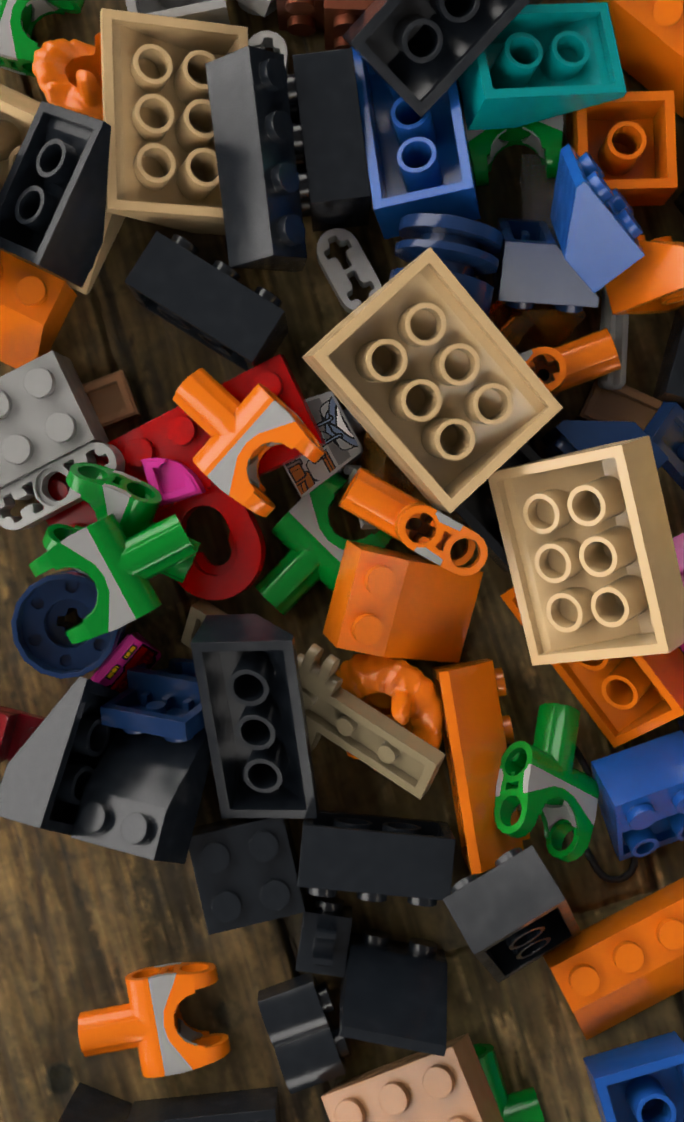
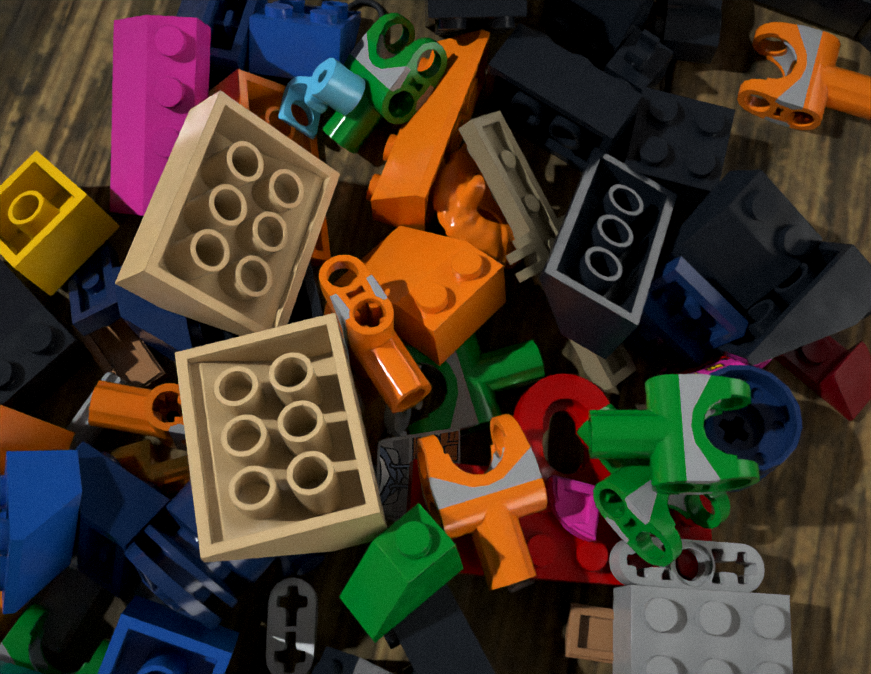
camera: 150 degrees left, 15 degrees down
(277, 336) = (400, 572): none -> green slope
(597, 741) = (329, 86): none -> medium azure leg

